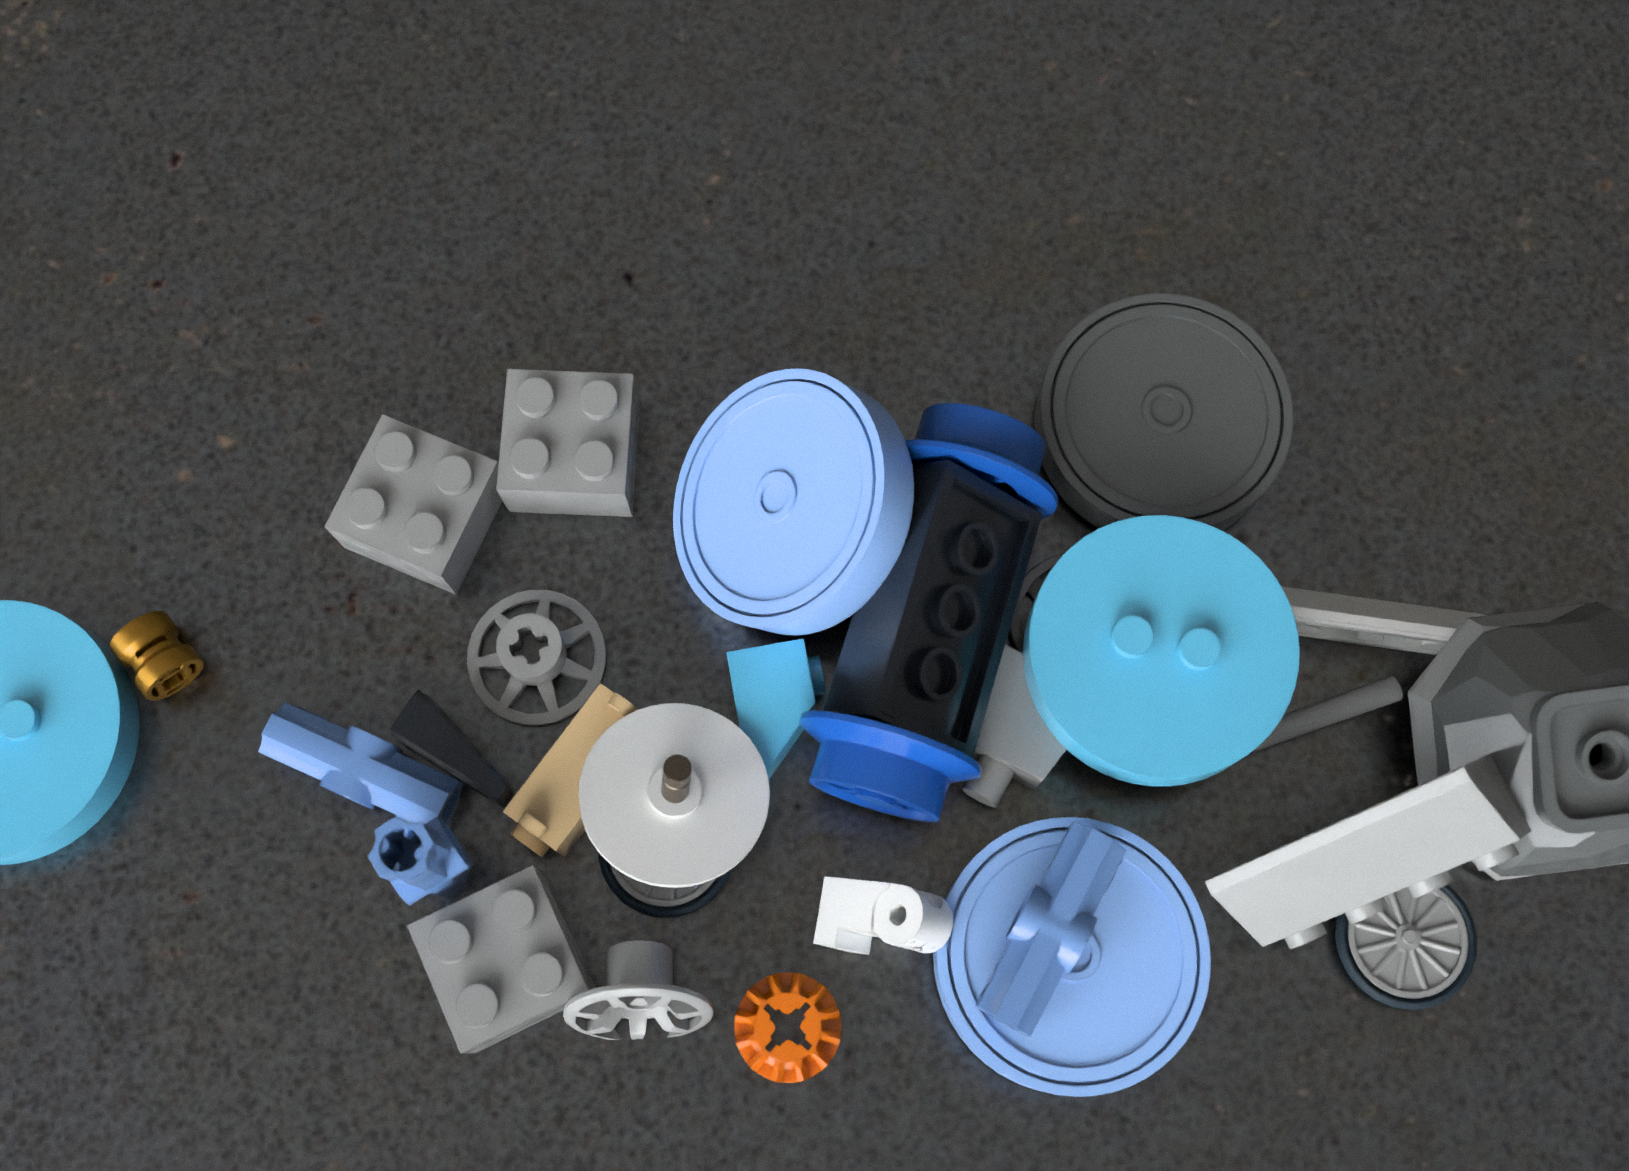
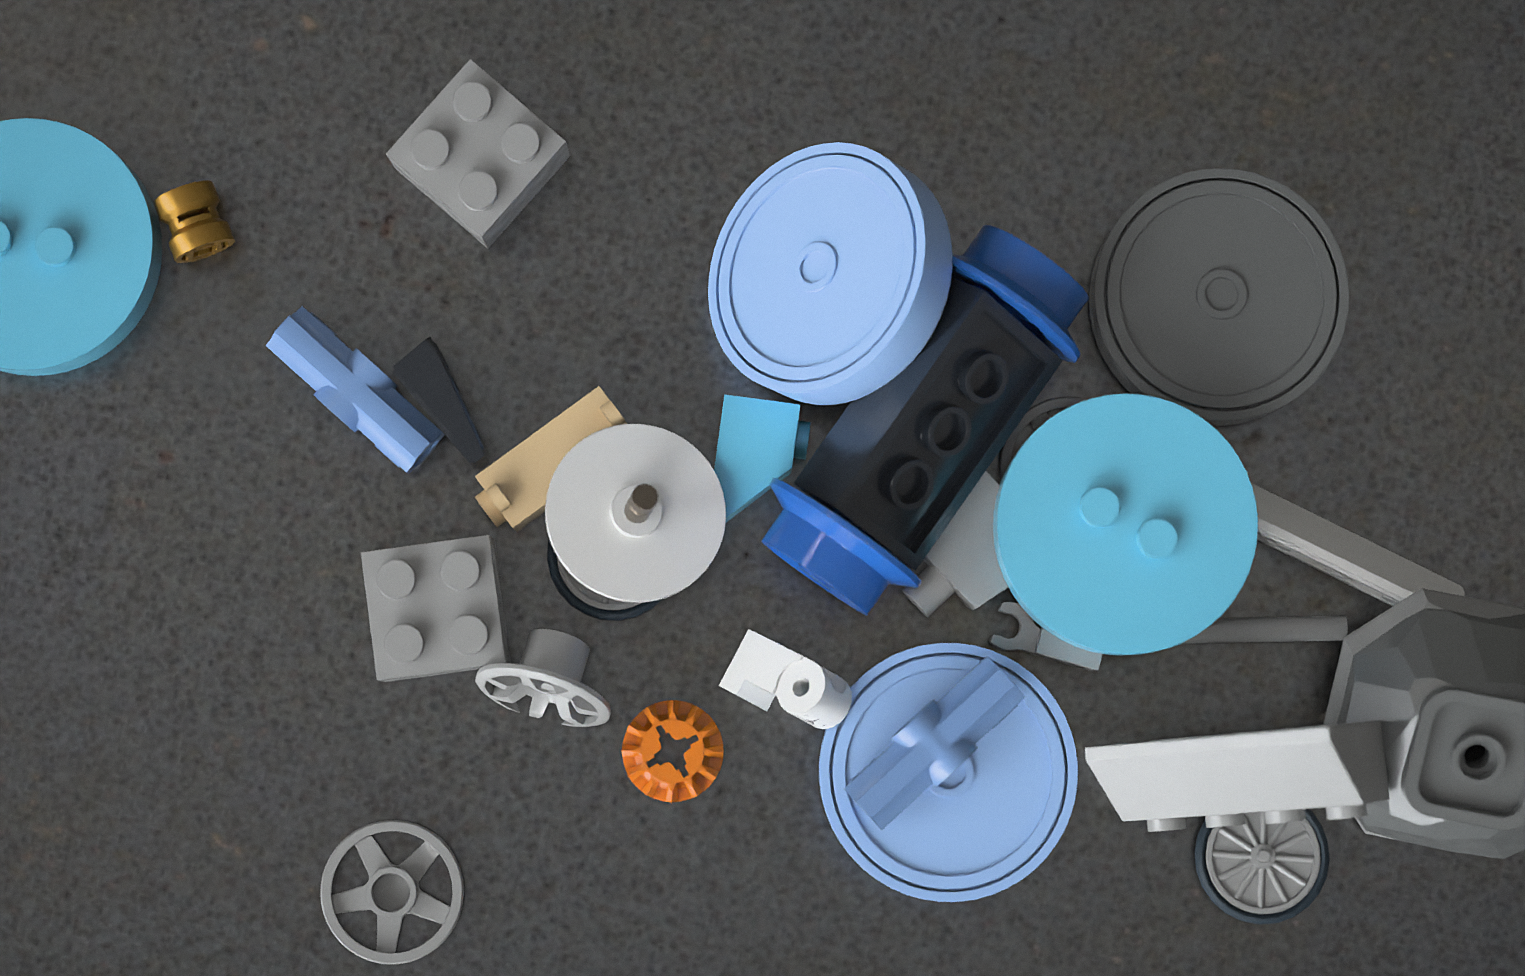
camera: 15 degrees right, 10 degrees up
(421, 859) = (392, 499): medium blue piece -> none
(535, 655) = (545, 334): light grey wheel -> none
(569, 442) = (639, 138): light grey brick -> none
(1118, 795) = (1042, 643): none -> light grey plate

